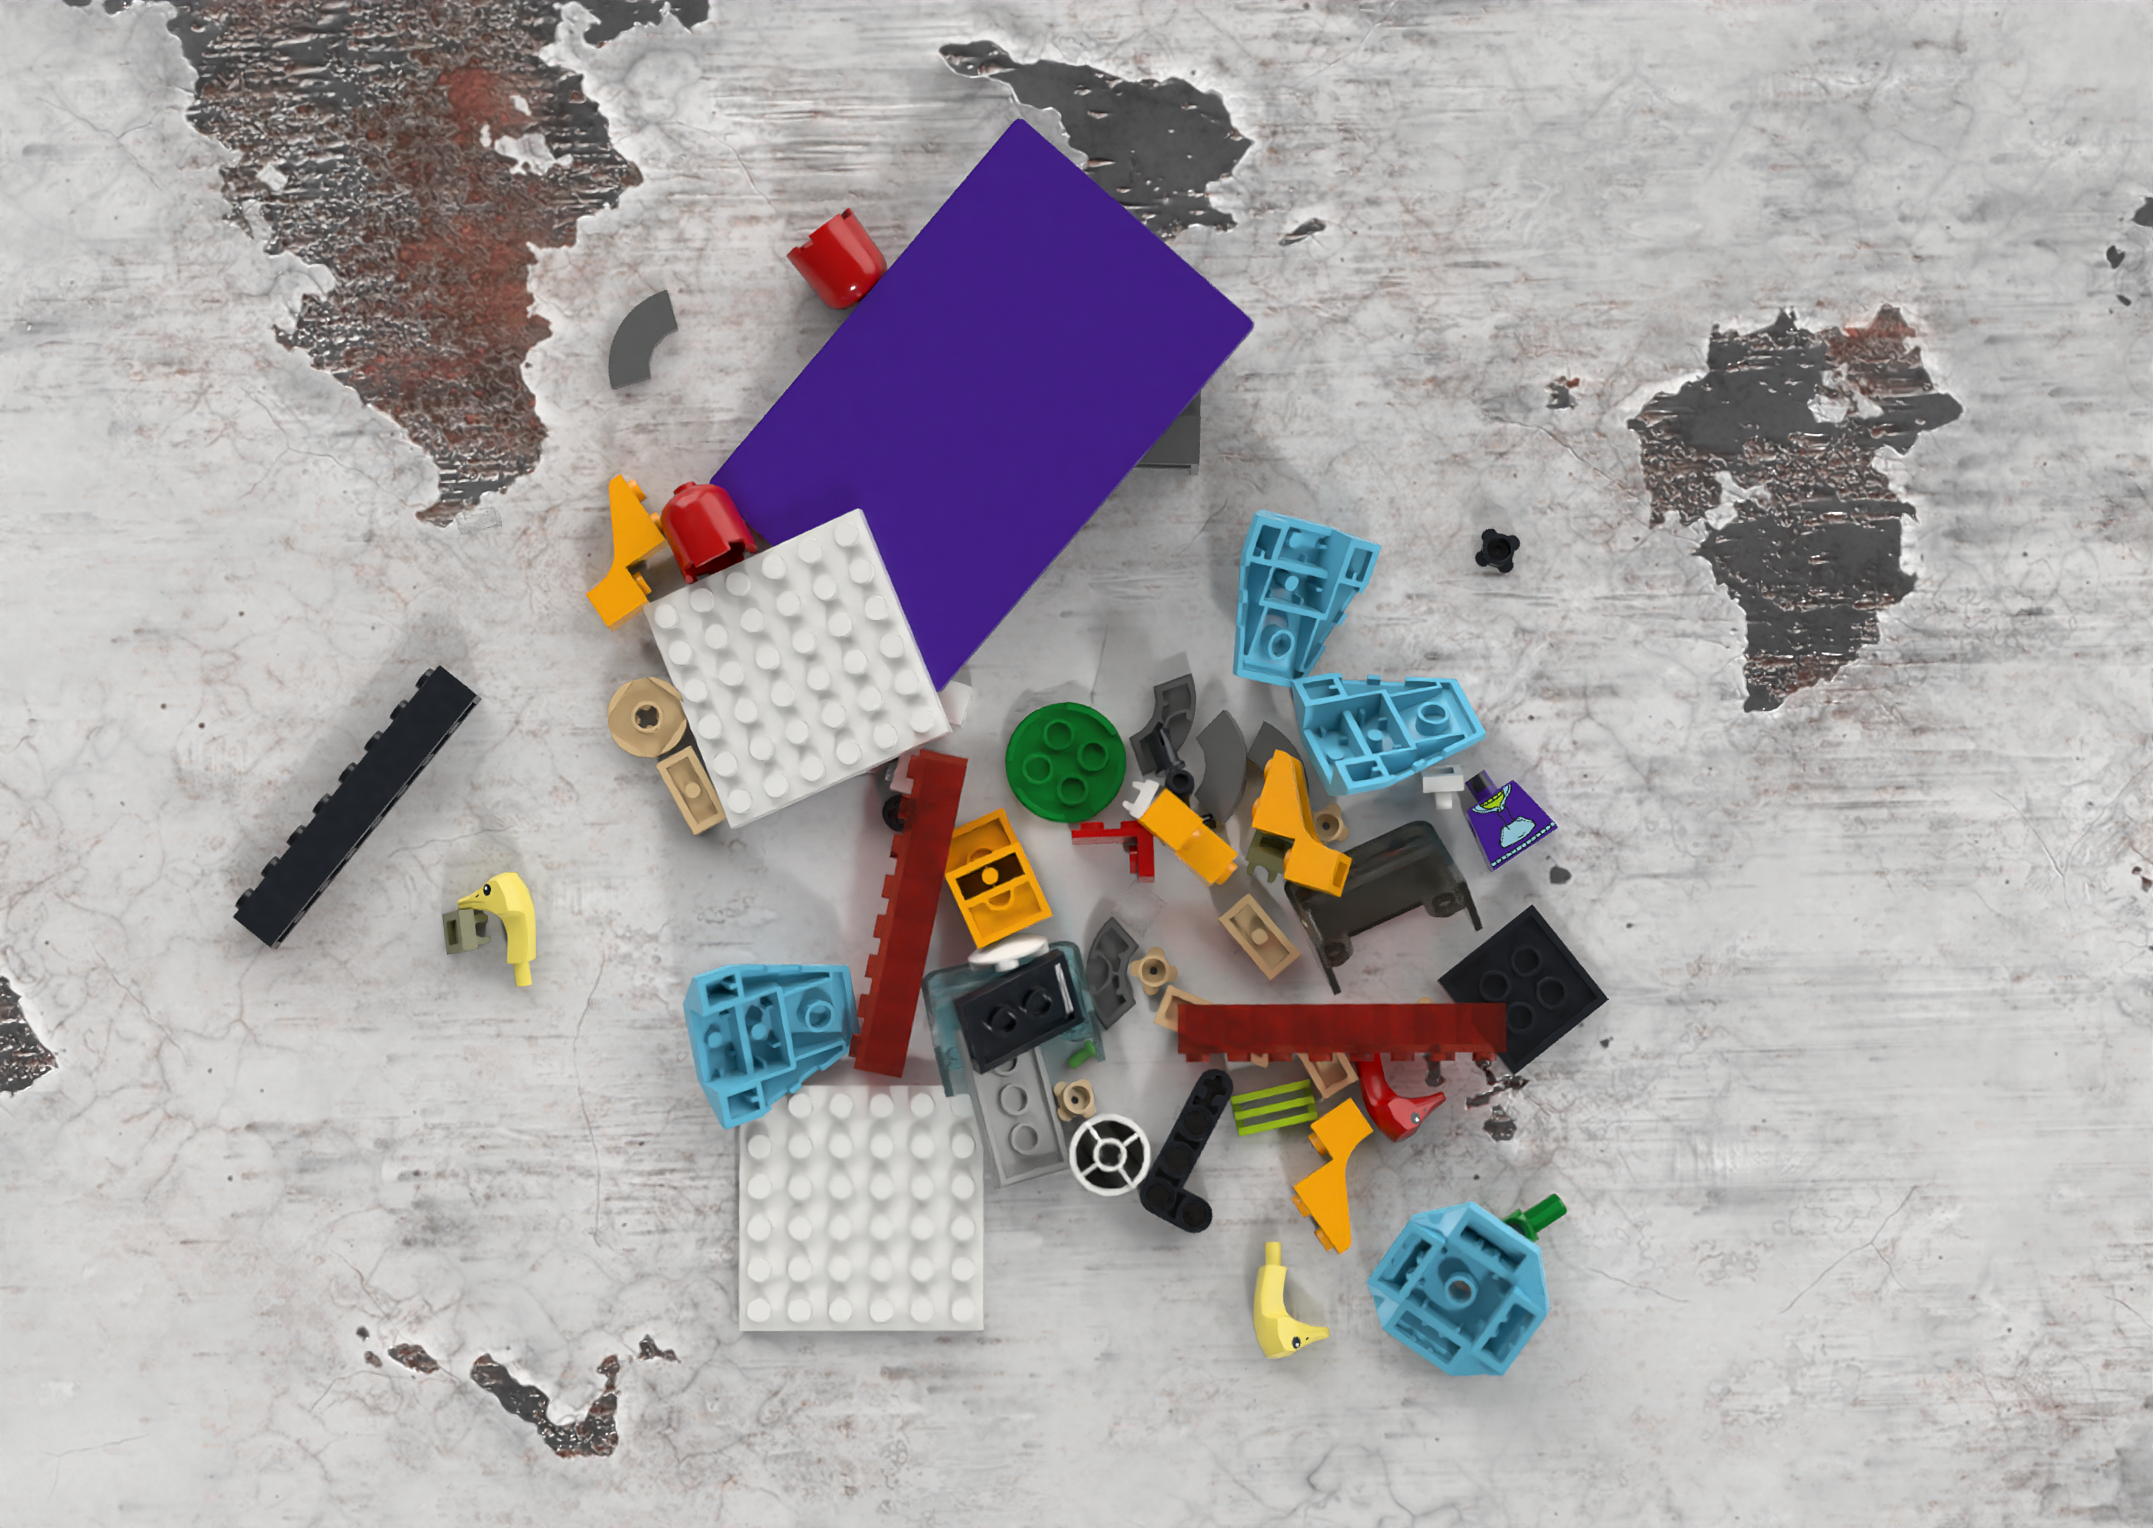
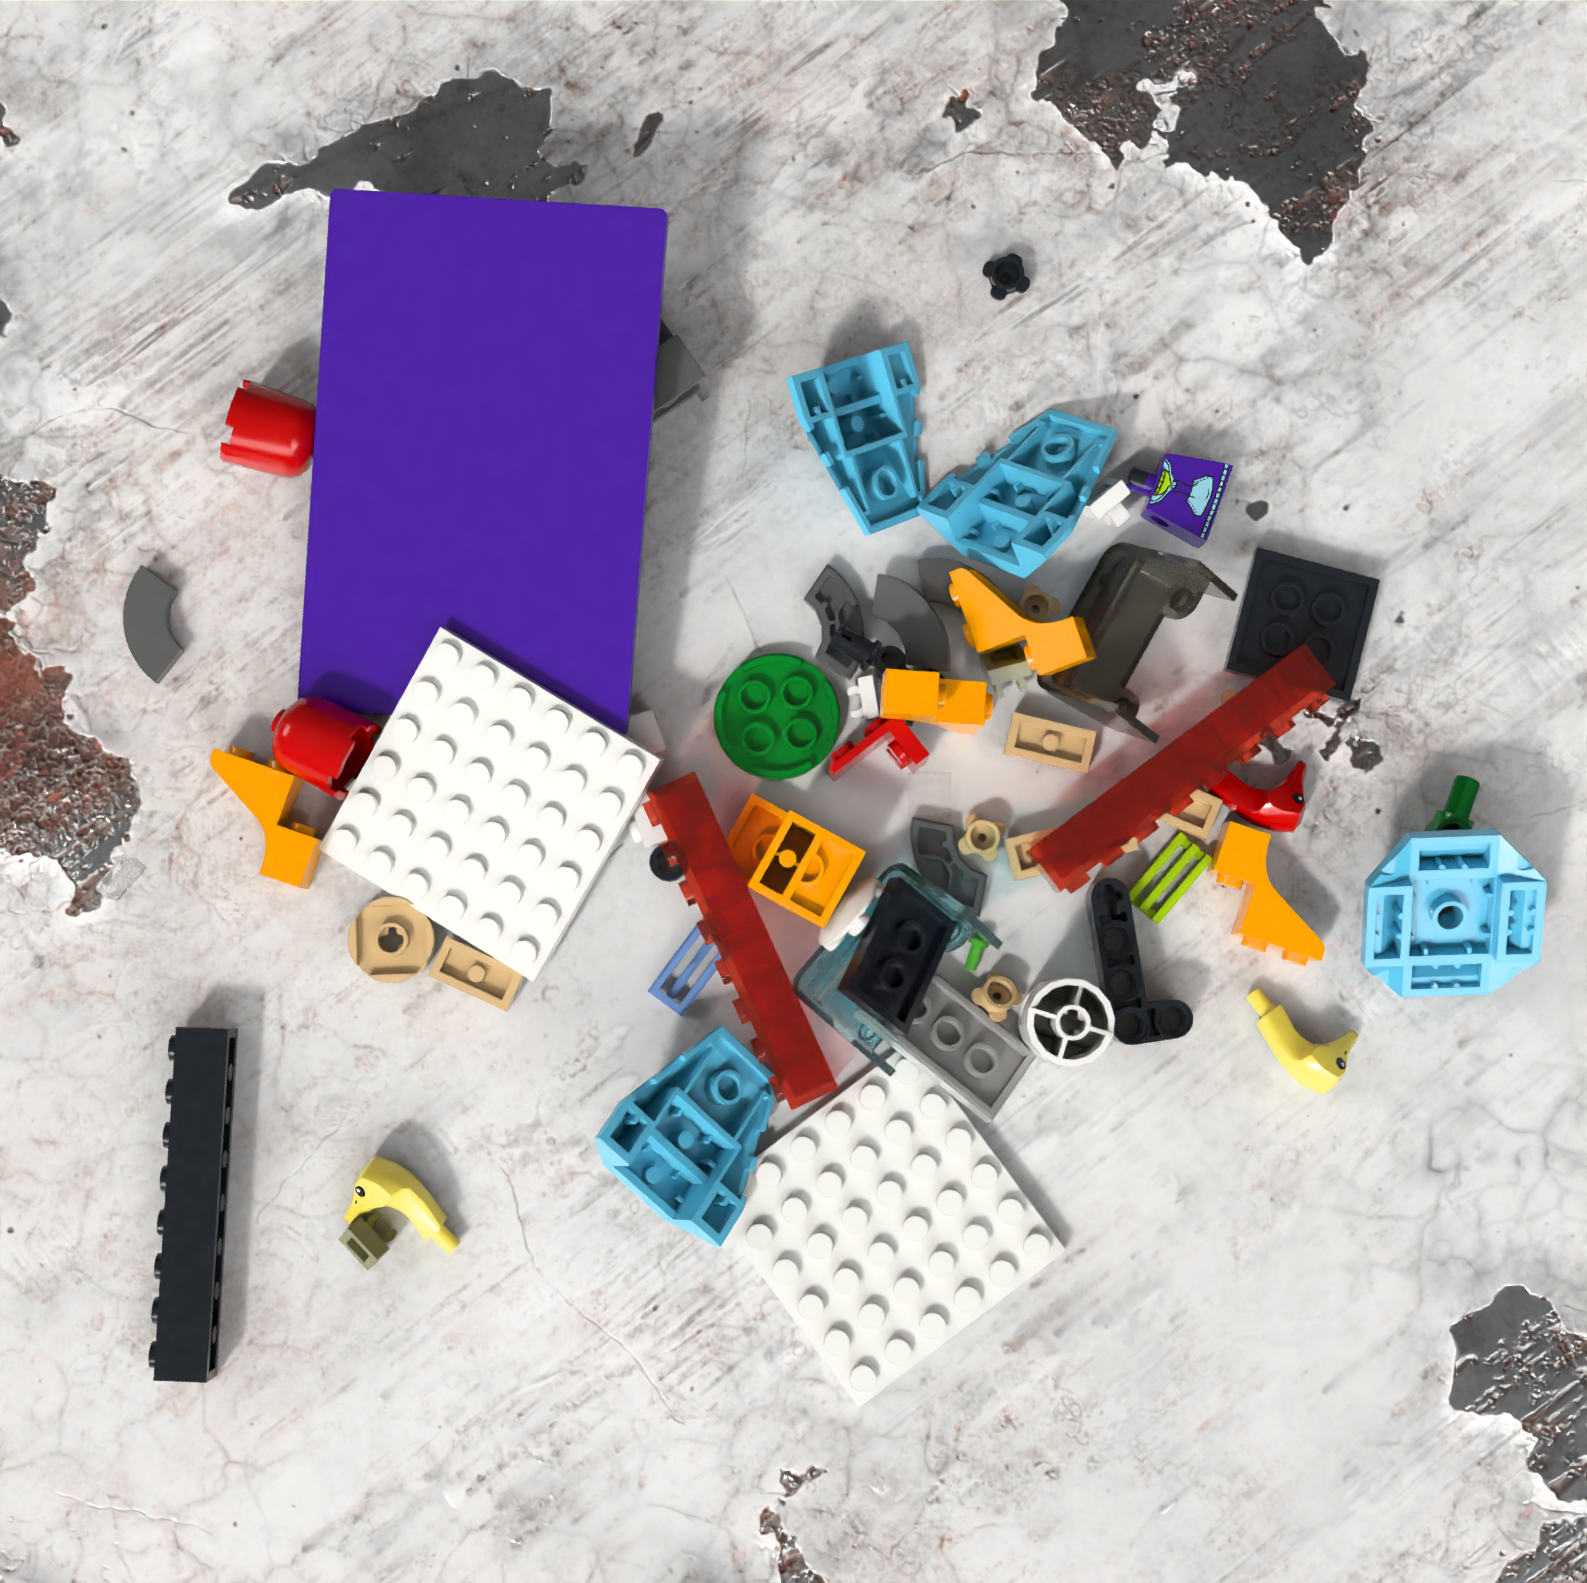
camera: 40 degrees left, 0 degrees up
(823, 916) = (668, 999): none -> medium blue tile

